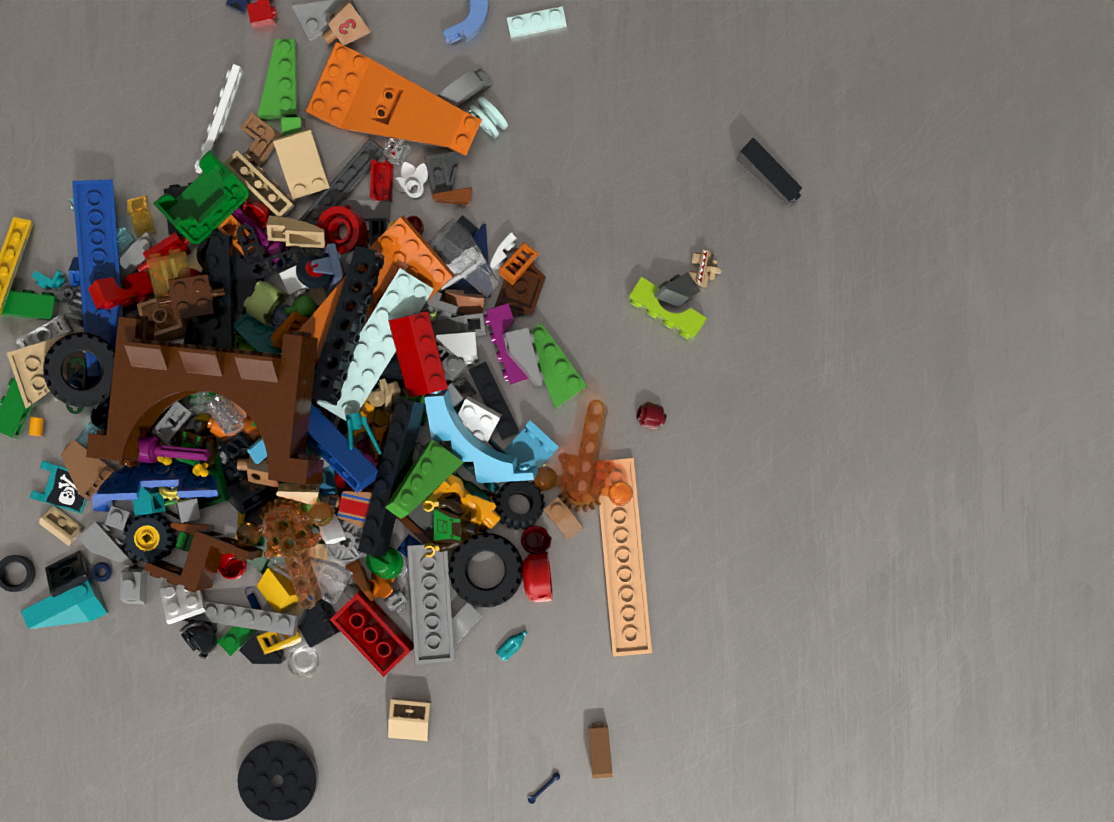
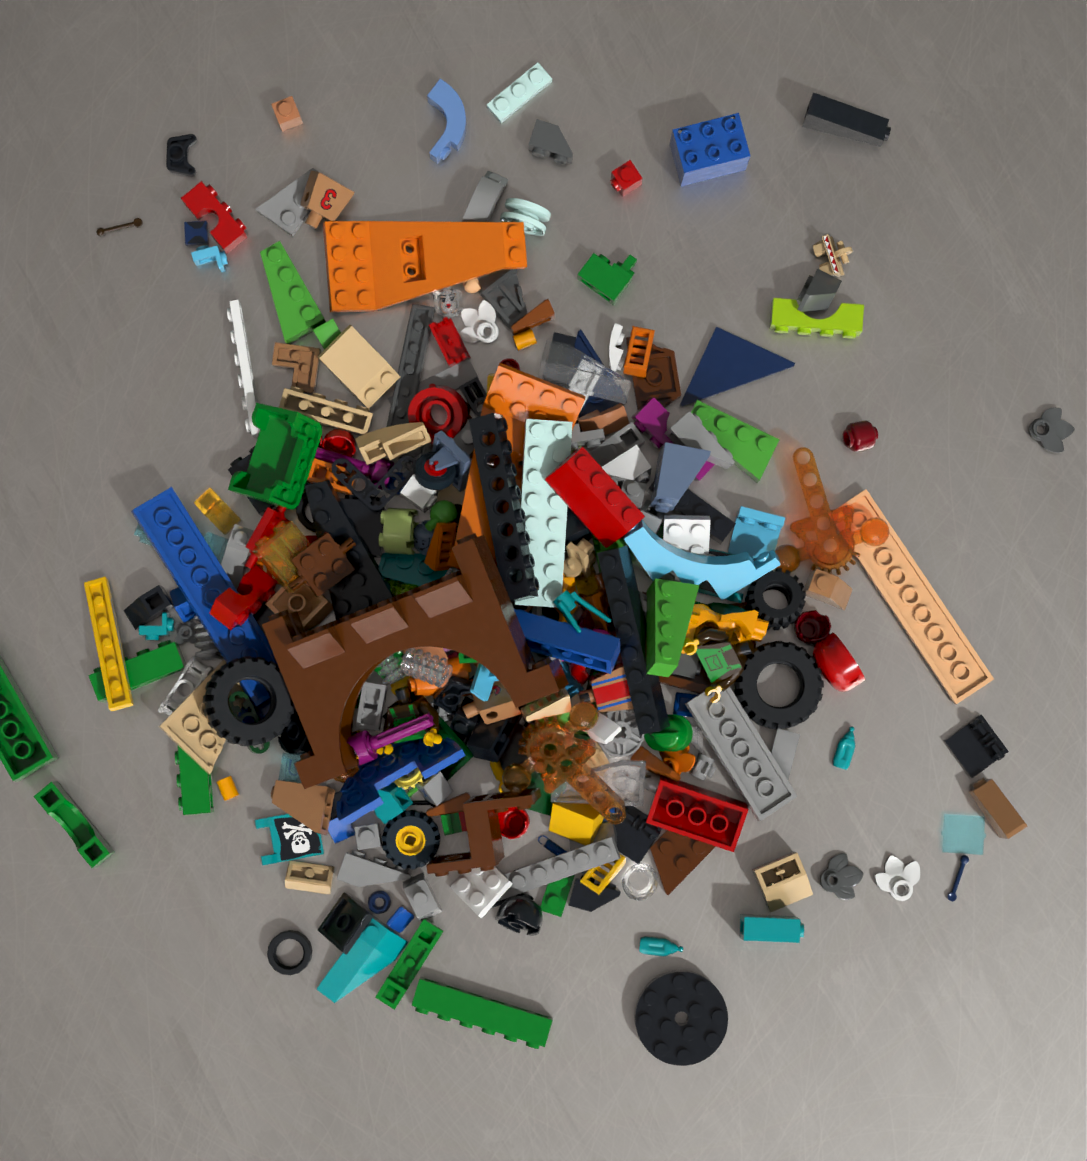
camera: 30 degrees left, 0 degrees up
(51, 260) = (148, 607): none -> black slope
(98, 630) = (409, 964): none -> green slope
(109, 593) = (400, 919): none -> blue slope
(132, 695) = (482, 1012): none -> green brick
(236, 20) = (208, 254): none -> medium azure bracket
(290, 717) = (658, 946): none -> teal piece
(340, 658) = (677, 857): none -> reddish brown wing
(380, 749) = (771, 928): none -> teal brick
(422, 148) = (472, 286): none -> light nougat hinge
(439, 209) = (524, 339): none -> light orange hinge
(458, 740) = (844, 877): none -> dark grey plate
(491, 370) = (674, 473): none -> sand blue slope
(499, 760) = (898, 874): none -> white plate
(524, 197) = (606, 279): none -> green hinge
(537, 69) = (550, 142): none -> dark grey slope
(566, 757) = (963, 834): none -> clear light blue piece
(579, 128) = (626, 178): none -> red brick
(582, 309) = (731, 364): none -> dark blue tile
(612, 696) = (976, 746): none -> black hinge
(653, 139) = (709, 149): none -> blue container
(802, 489) = (1054, 430): none -> dark grey plate

